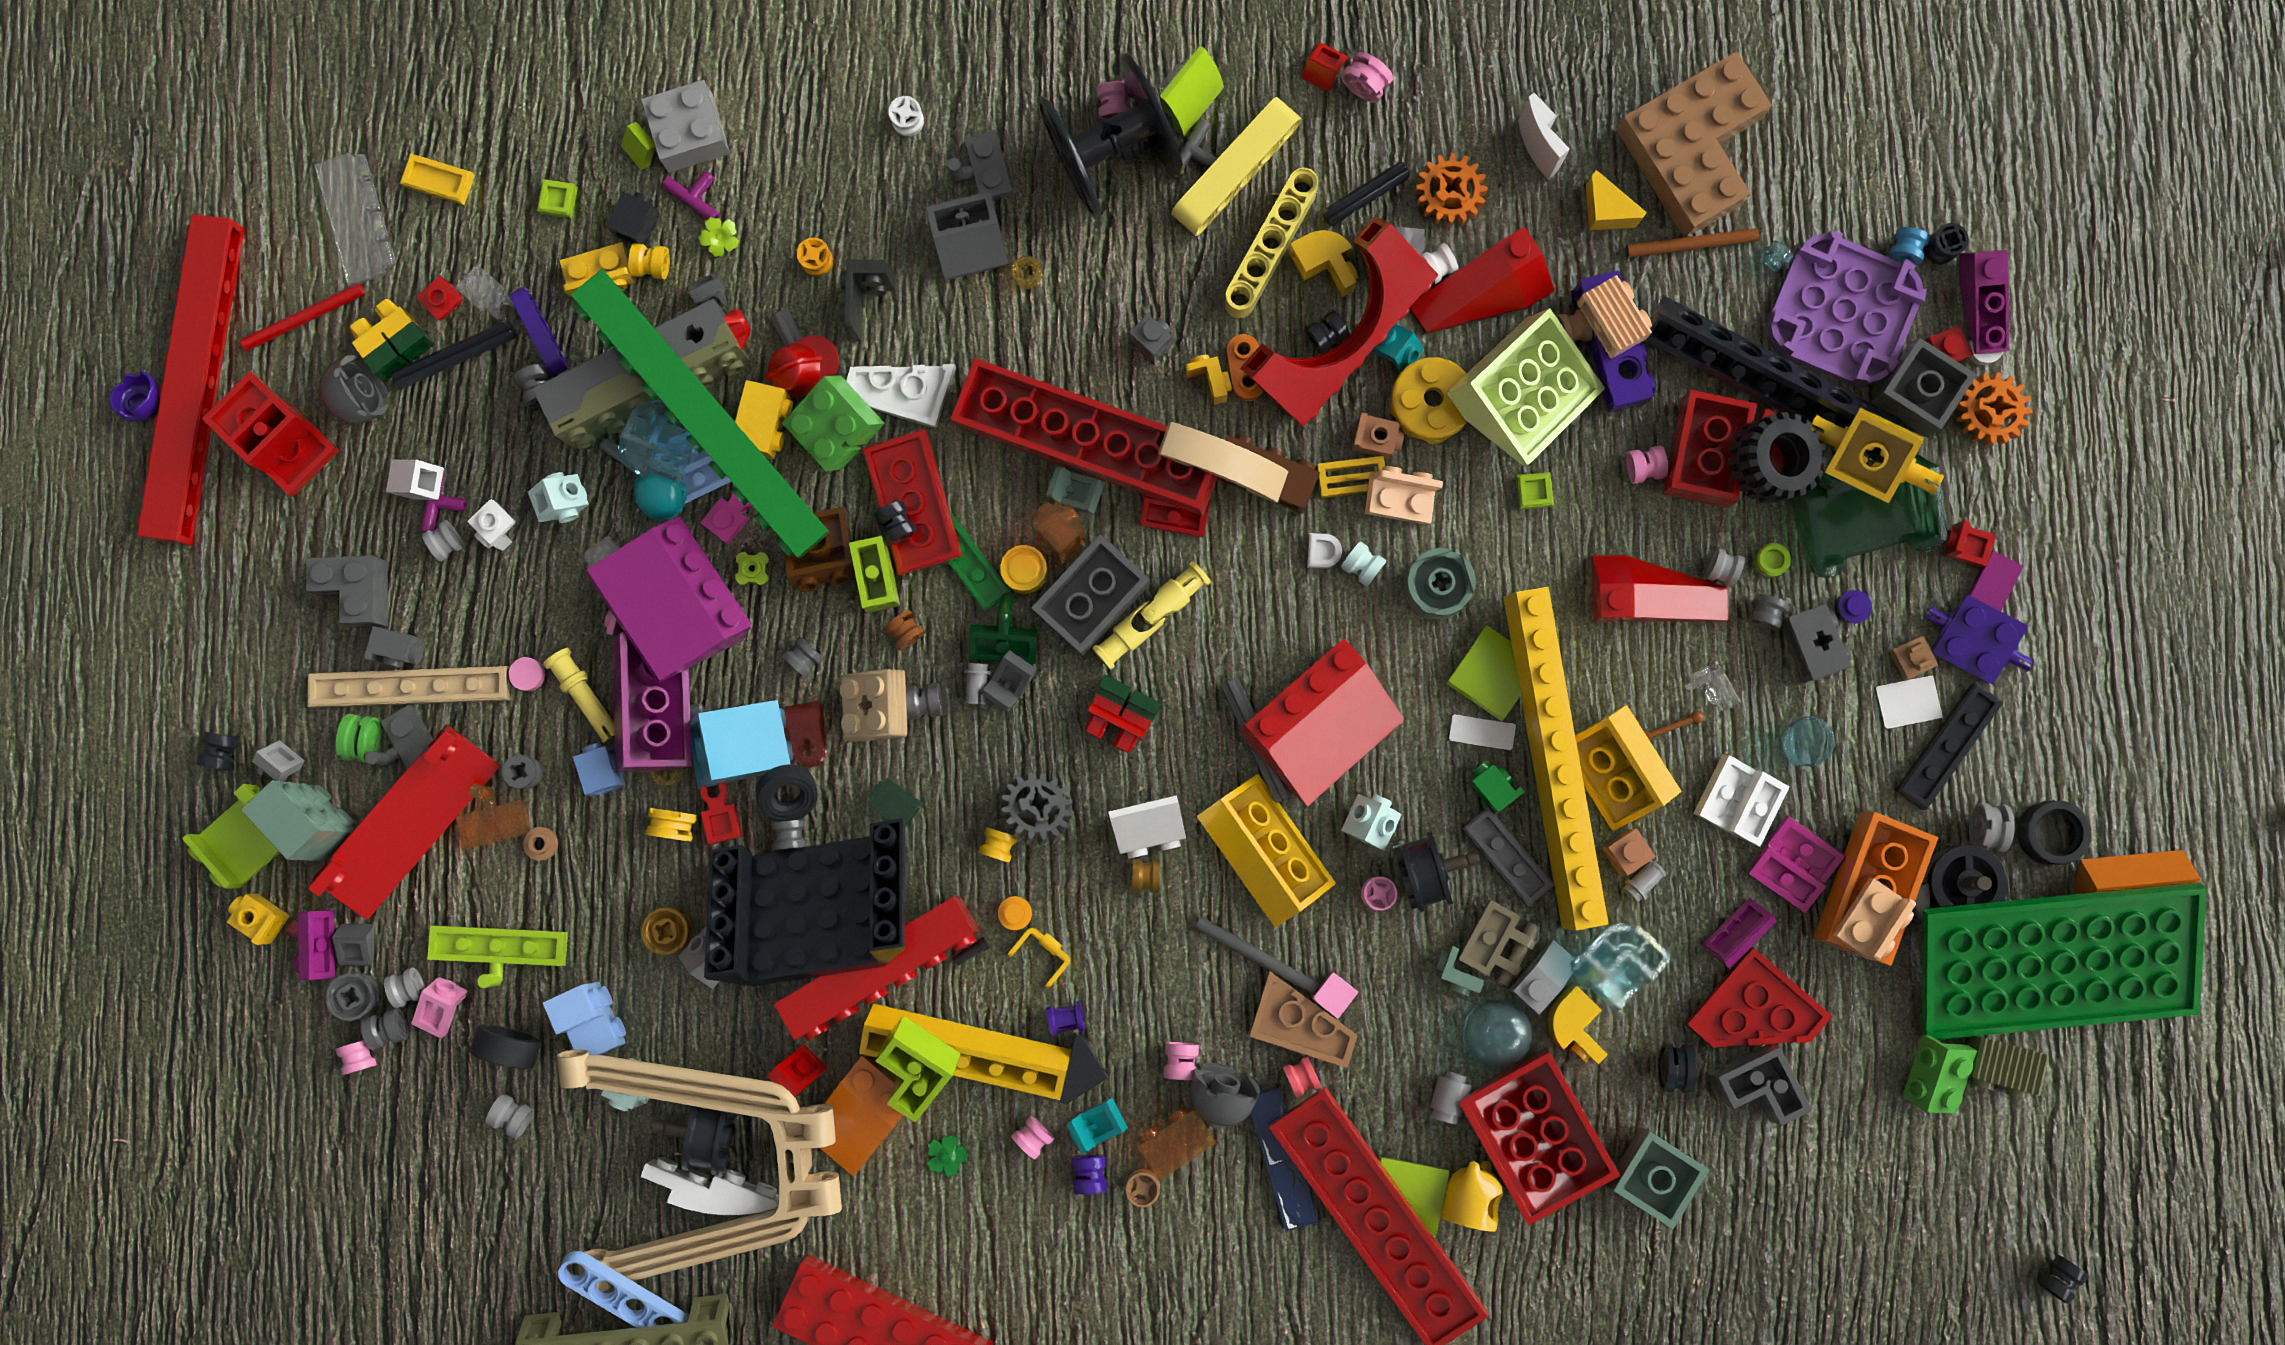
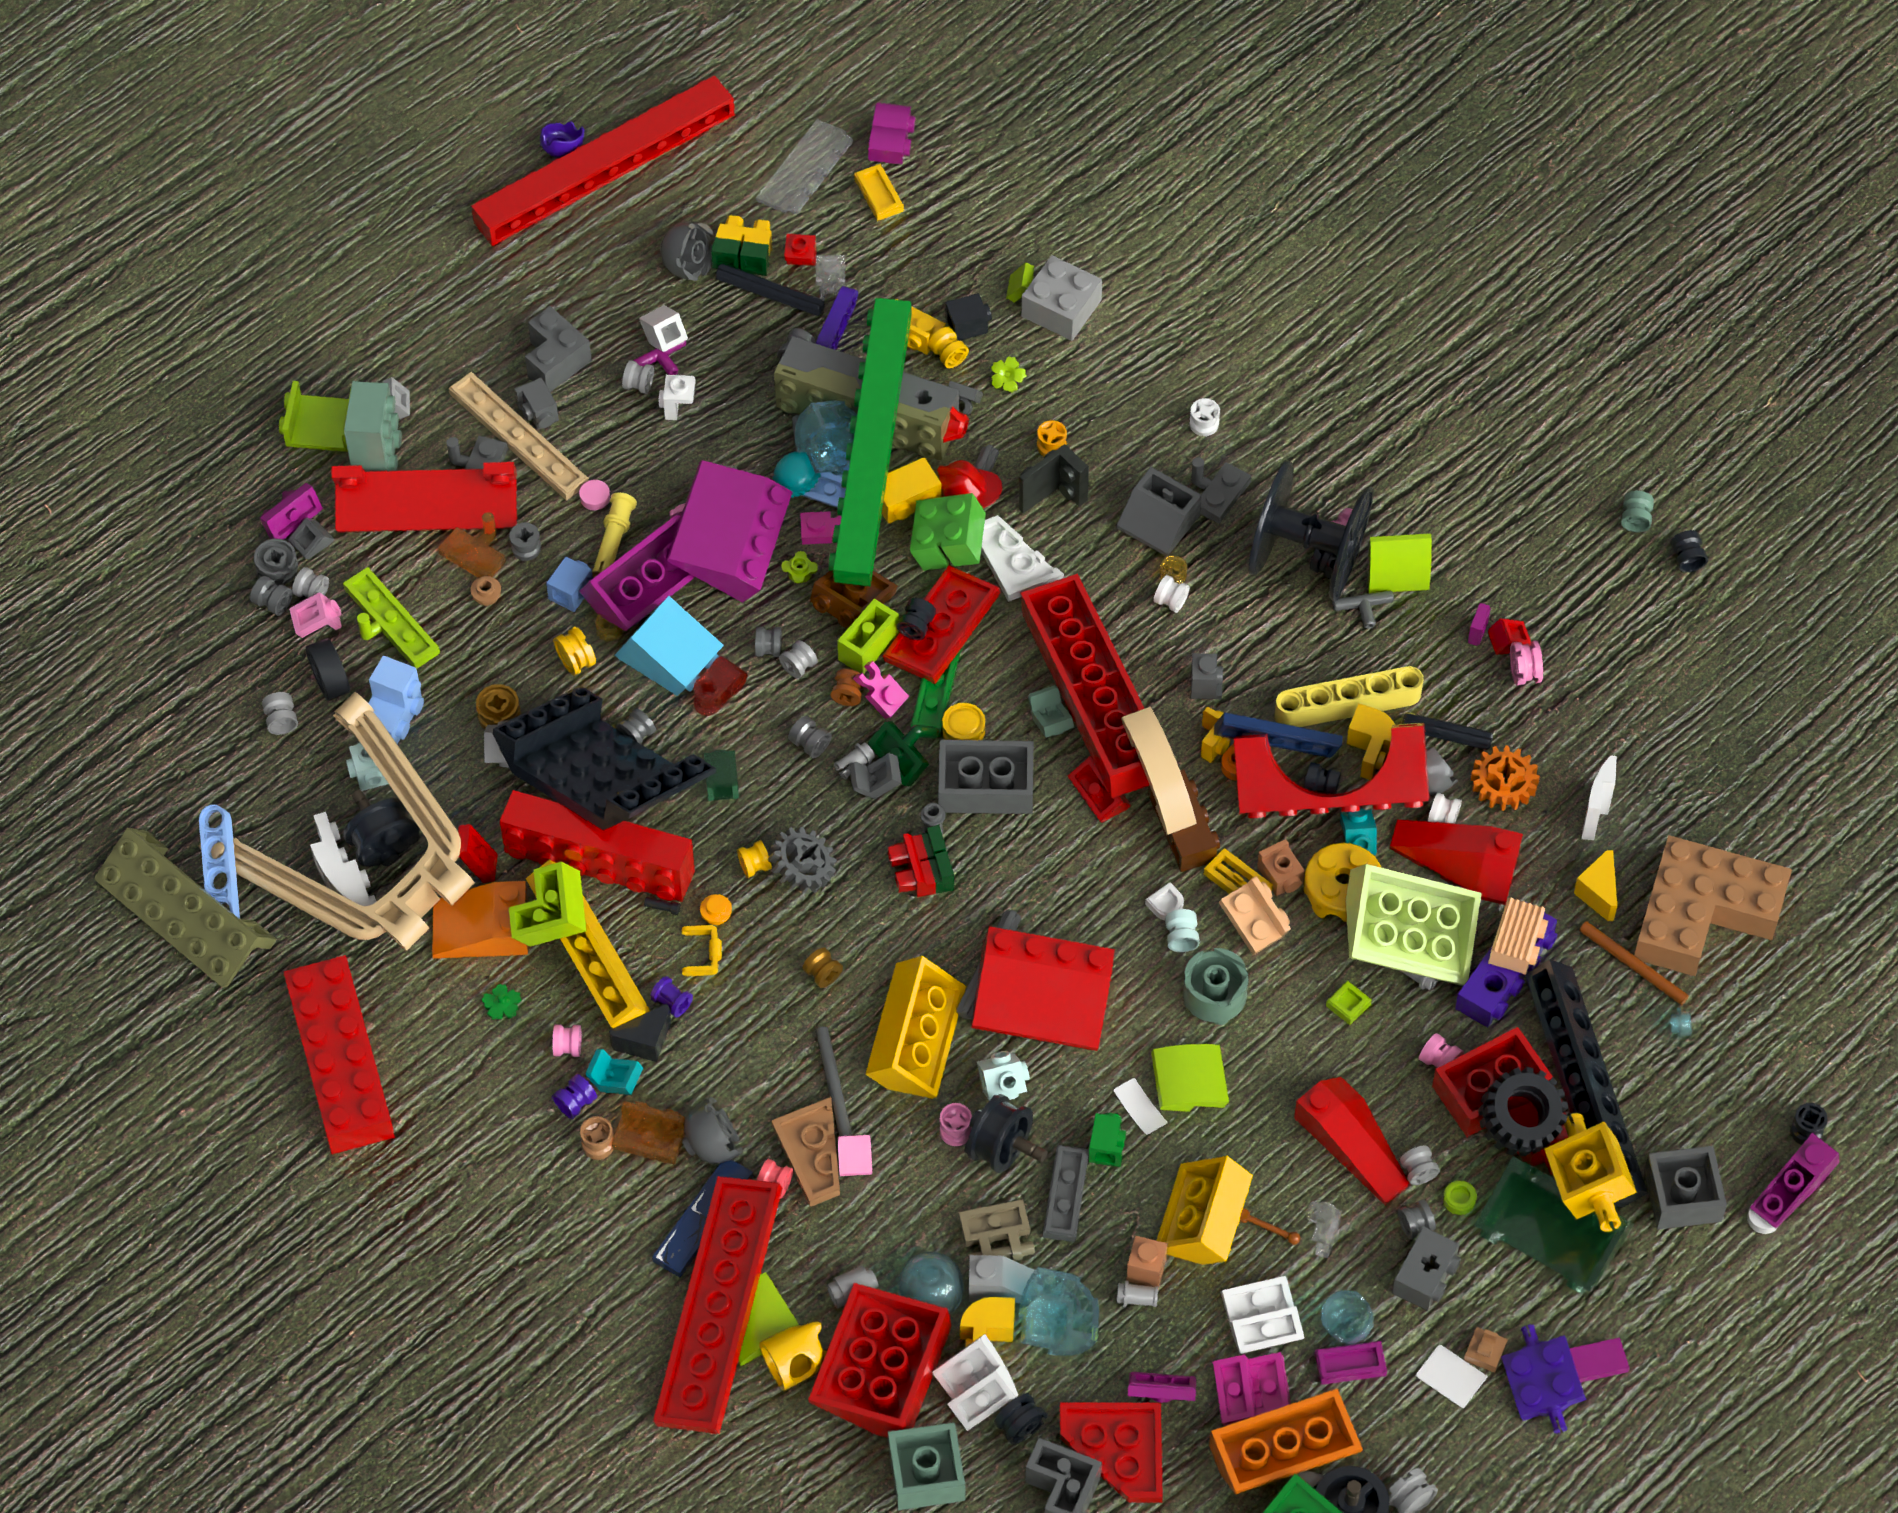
camera: 40 degrees right, 25 degrees down
(217, 759) = (369, 360): black wheel -> none
(266, 922) = (276, 462): yellow brick -> none
(270, 434) = (613, 226): red bracket -> none
(302, 317) = (708, 189): red bar -> none
(355, 1057) = (235, 593): bright pink wheel -> none
(357, 737) = (459, 424): bright green wheel -> none
(387, 119) = (890, 133): none -> magenta brick
(557, 198) = (936, 267): lime tile -> none
(558, 498) = (734, 417): light aqua brick -> none
(692, 196) = (1018, 340): magenta piece -> none
(721, 820) = (610, 679): red plate -> none
(782, 776) = (680, 692): black tyre -> none
(841, 647) = (798, 659): none -> light grey wheel
(874, 705) = (776, 705): tan brick -> none
(935, 605) = (883, 692): none -> plate
(1050, 294) = (1171, 593): none -> white wheel
(1059, 529) = (1012, 715): clear orange brick -> none
(1085, 667) = (932, 815): none -> dark grey pin
(1148, 826) = (860, 927): white slope -> none
(1168, 600) = (1016, 828): light yellow piece -> none
(1177, 1068) = (715, 1086): bright pink wheel -> none
(1236, 166) = (1379, 635): light yellow beam -> none
(1263, 333) = (1280, 734): none -> dark blue tile
(1296, 80) = (1479, 624): none -> magenta tile
(1460, 981) = (944, 1226): sand green bracket -> none
(1555, 759) = (1167, 1153): yellow brick -> none
(1576, 326) = (1486, 929): medium nougat wheel -> none
(1621, 1077) = (976, 1382): none -> white slope
(1835, 773) = (1350, 1362): none -> magenta tile
(1844, 310) = (1691, 1095): medium lavender tile -> none
(1854, 606) = (1481, 1277): dark purple plate -> none
(1874, 920) = (1255, 1445): light nougat bracket -> none
(1909, 245) = (1781, 1101): dark azure wheel -> none
(1949, 746) = (1445, 1427): black tile -> none
(1952, 343) = (1740, 1191): red plate -> none
(1969, 544) = (1605, 1313): red bracket -> none
(2003, 399) = (1722, 1252): orange gear -> none

